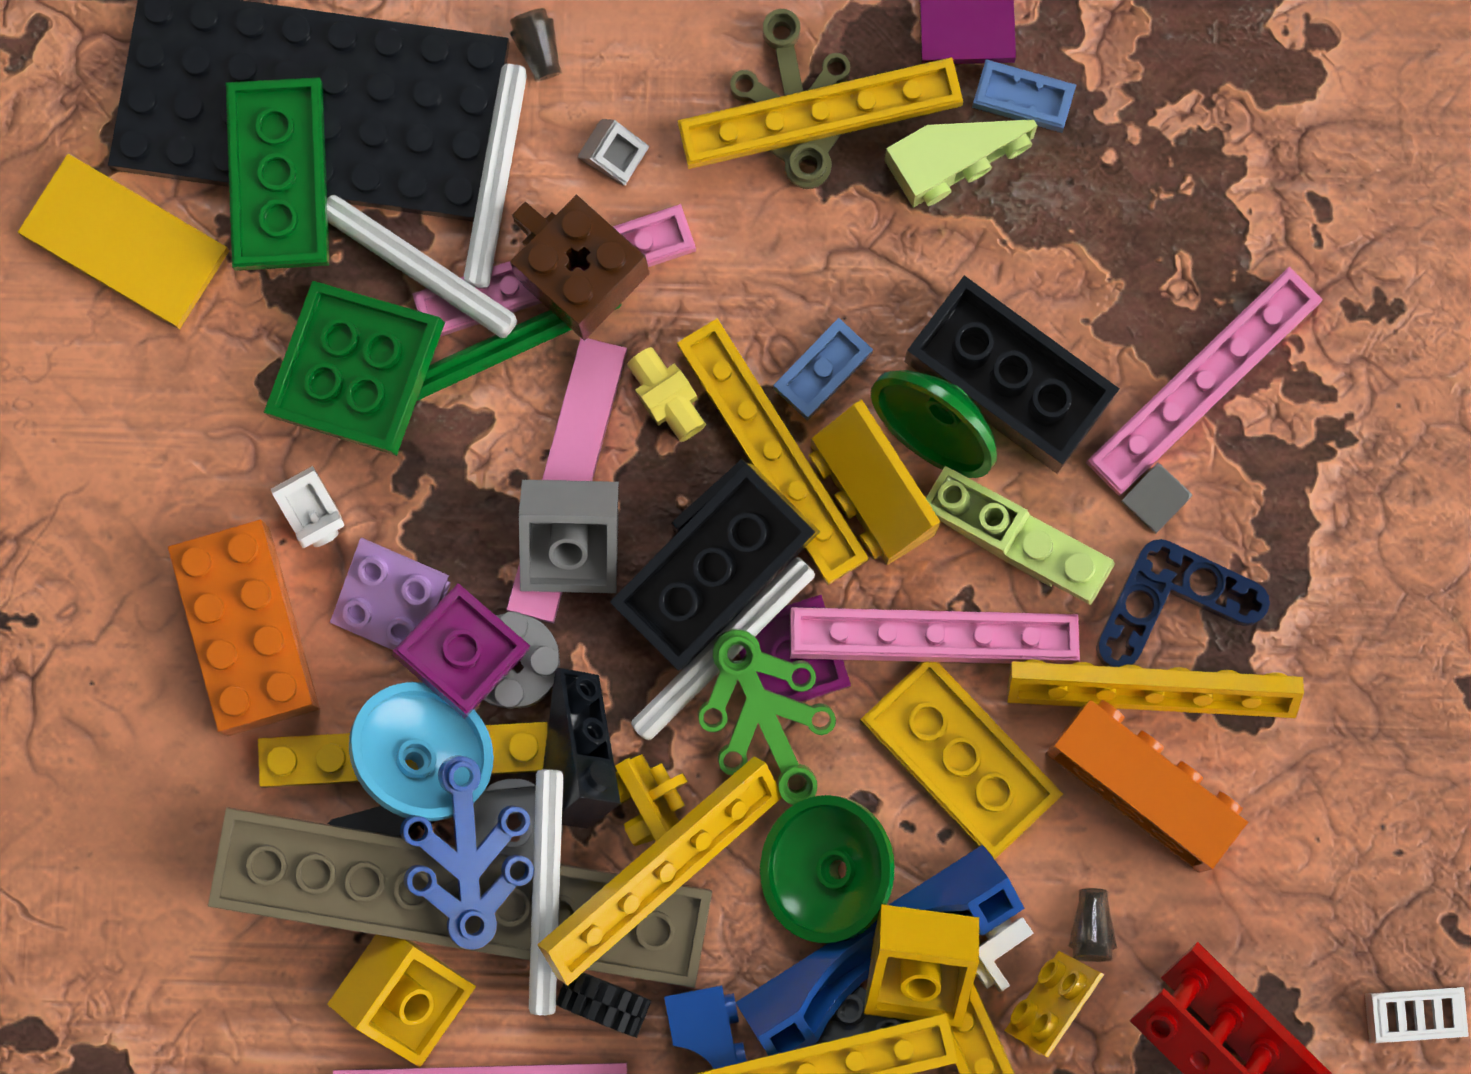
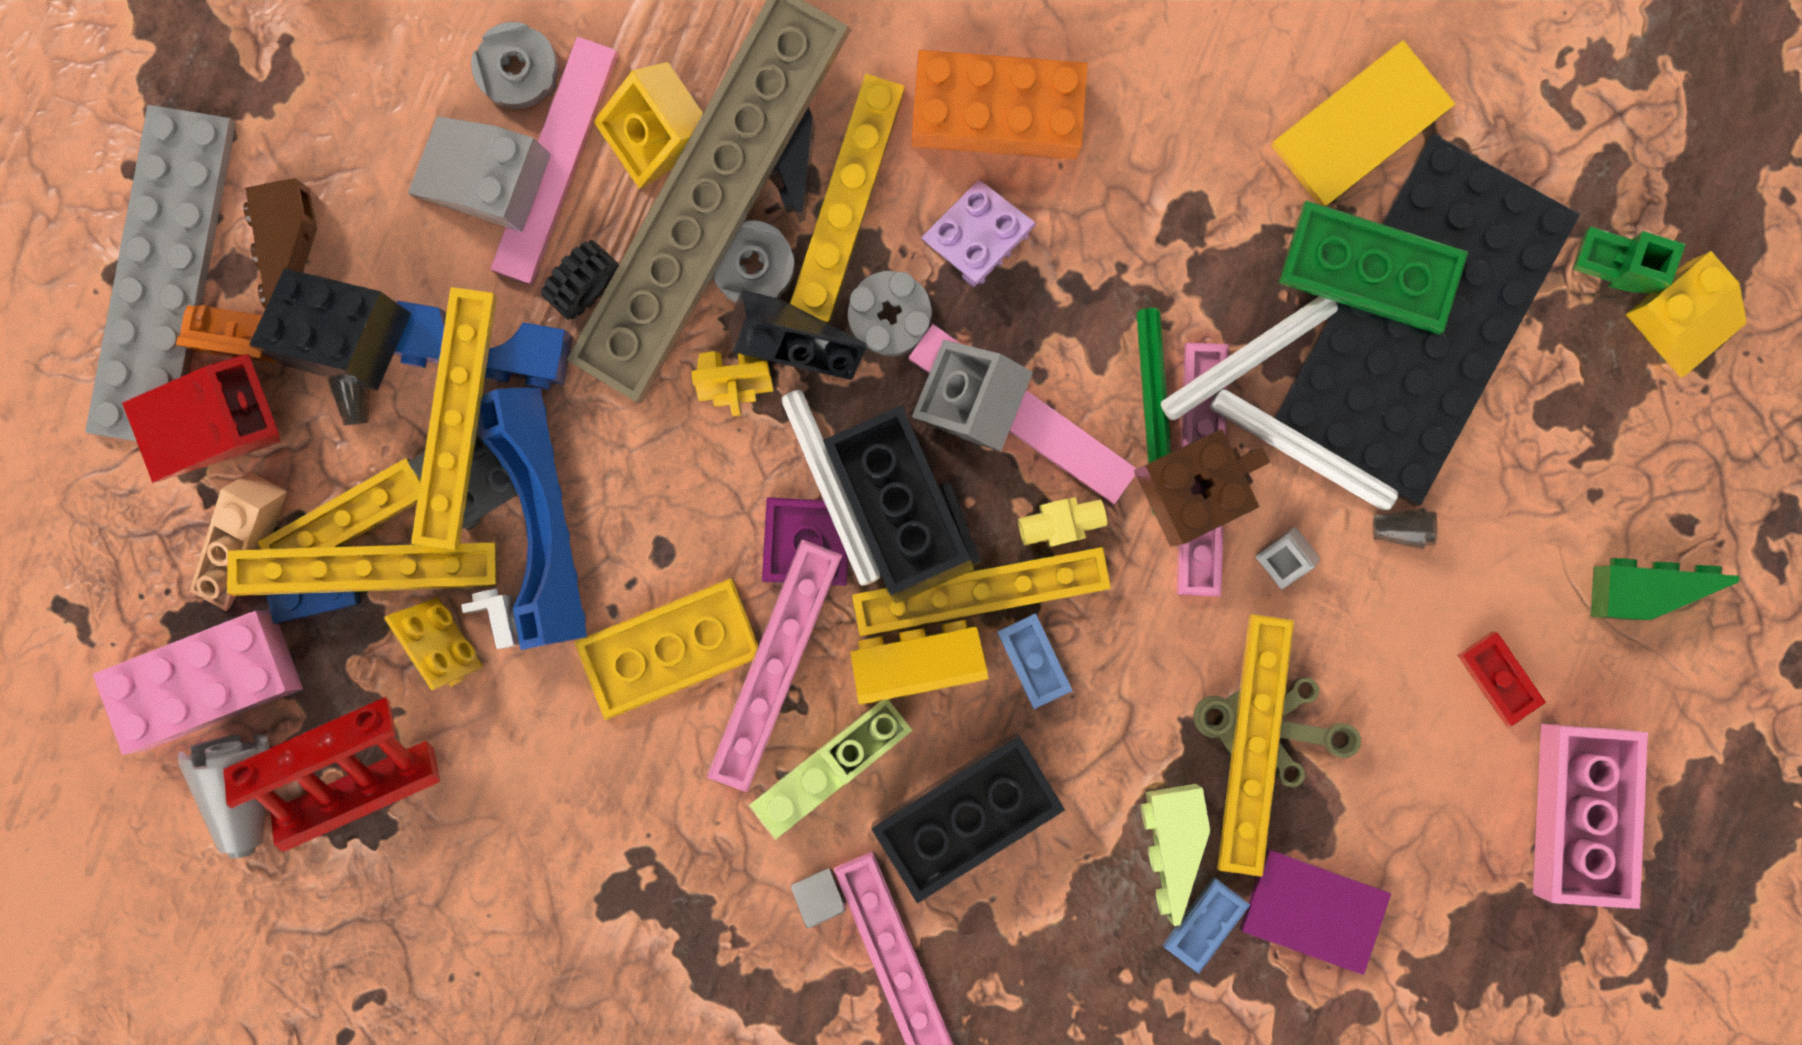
camera: 110 degrees right, 5 degrees up
(308, 508) = (1077, 193): white bracket -> none
(354, 367) = (1182, 272): green plate -> none
(417, 726) = (841, 231): medium azure dish -> none
(461, 650) = (909, 270): magenta tile -> none
(468, 860) = (729, 207): plant -> none
(545, 887) = (684, 263): white axle -> none
(660, 871) = (664, 363): yellow plate -> none
(762, 707) = (768, 500): bright green plant -> none
(803, 863) = (620, 482): green dish -> none
(922, 964) = (504, 547): yellow slope -> none
(935, 421) = (949, 737): green dish -> none
(1093, 927) = (487, 701): clear smoke cone -> none
(1147, 786) = (566, 797): orange brick -> none
(1155, 689) = (655, 839): yellow plate -> none
(1158, 588) = (741, 868): dark blue beam -> none
(1378, 1019) = (323, 904): white slope -> none

